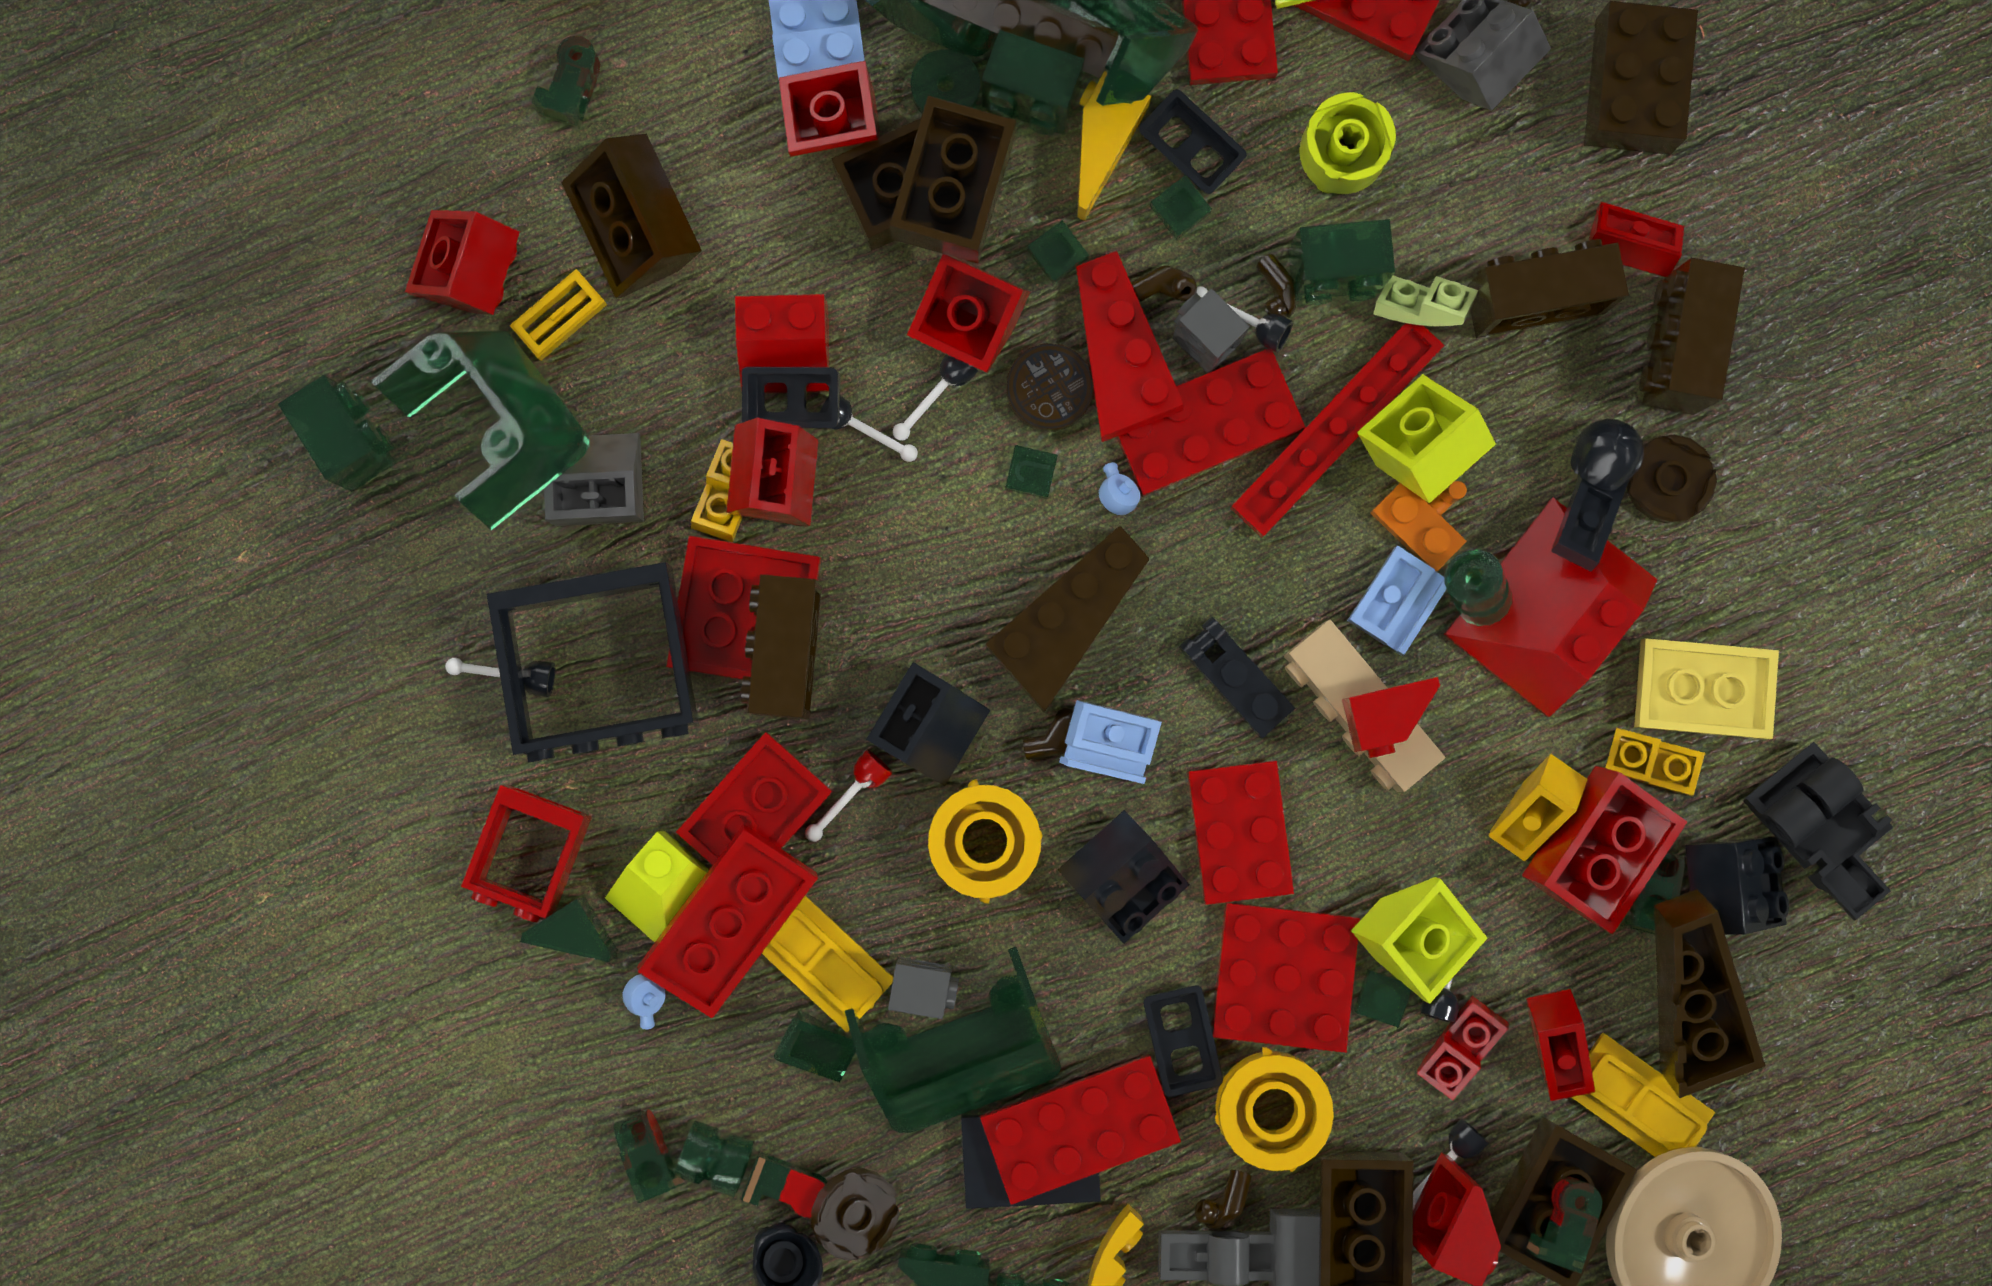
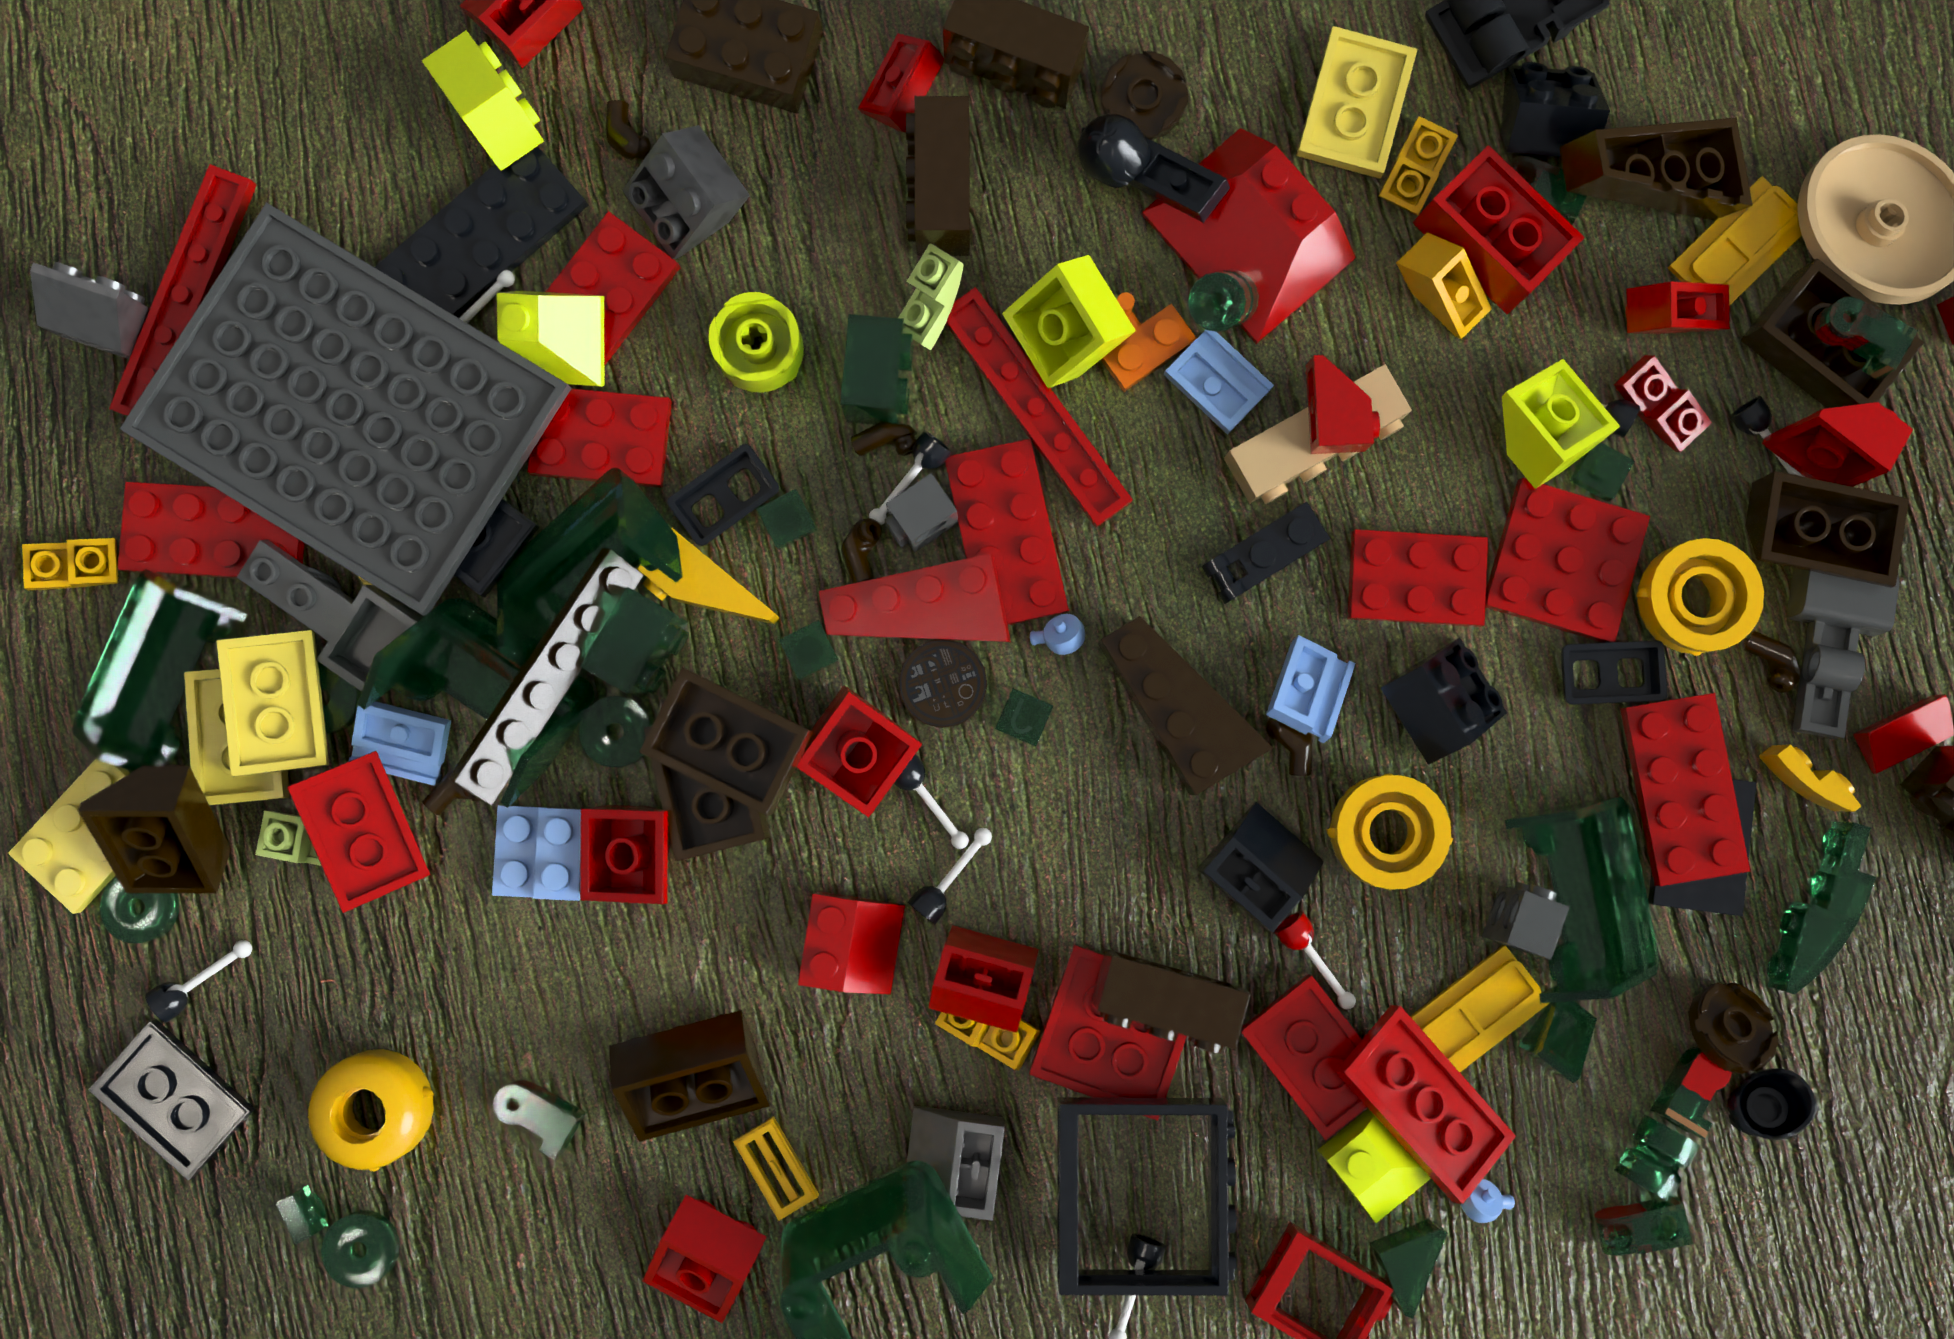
camera: 80 degrees left, 0 degrees up
(796, 379) = (927, 943): black piece -> none

